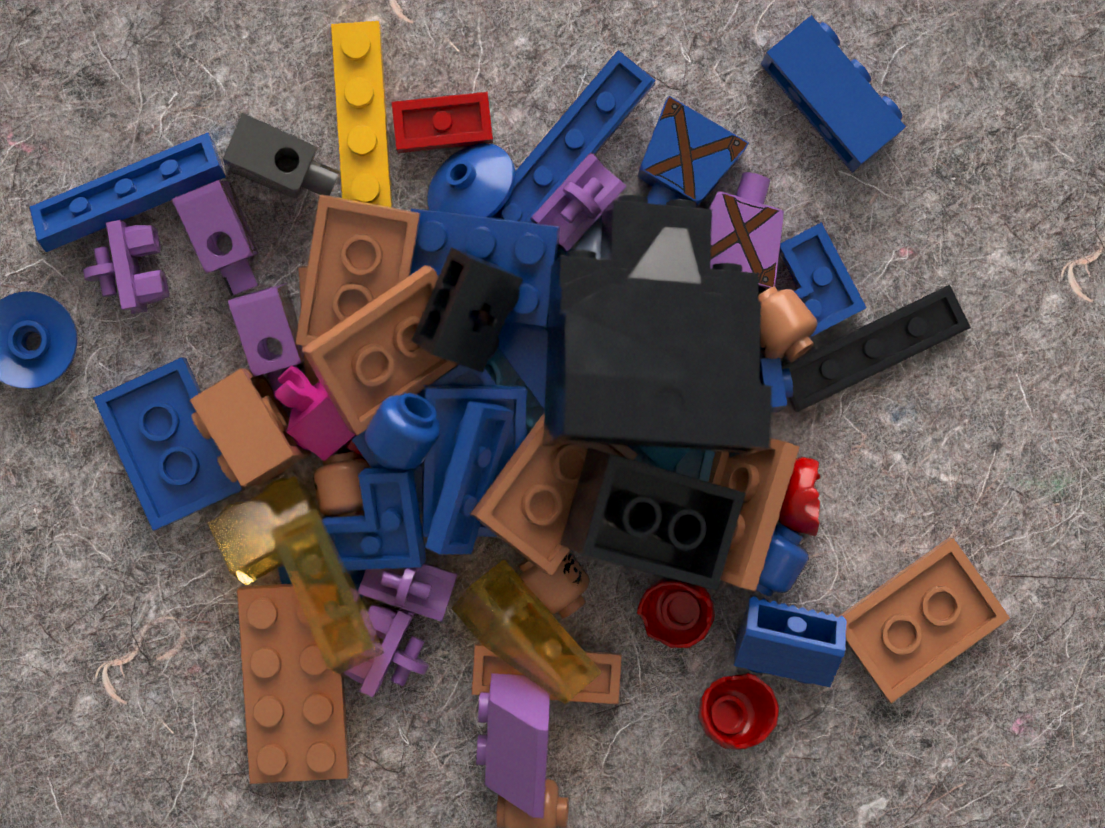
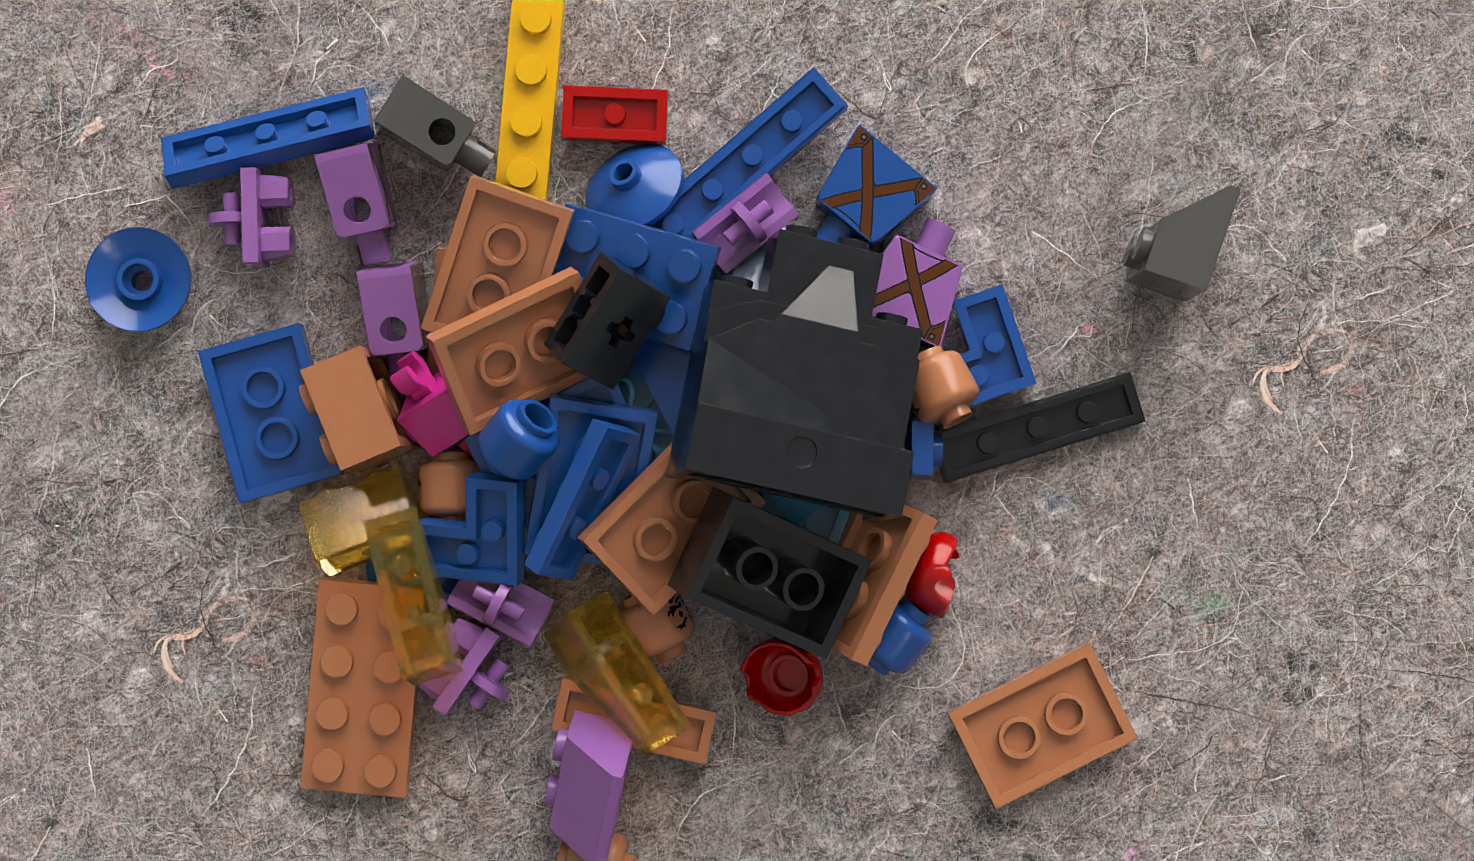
camera: 15 degrees right, 0 degrees up
(738, 711) = (831, 792): red hair -> none
(790, 642) = (898, 727): blue brick -> none
(833, 92) = (1037, 147): blue brick -> none
(983, 164) = (1182, 248): none -> dark grey slope

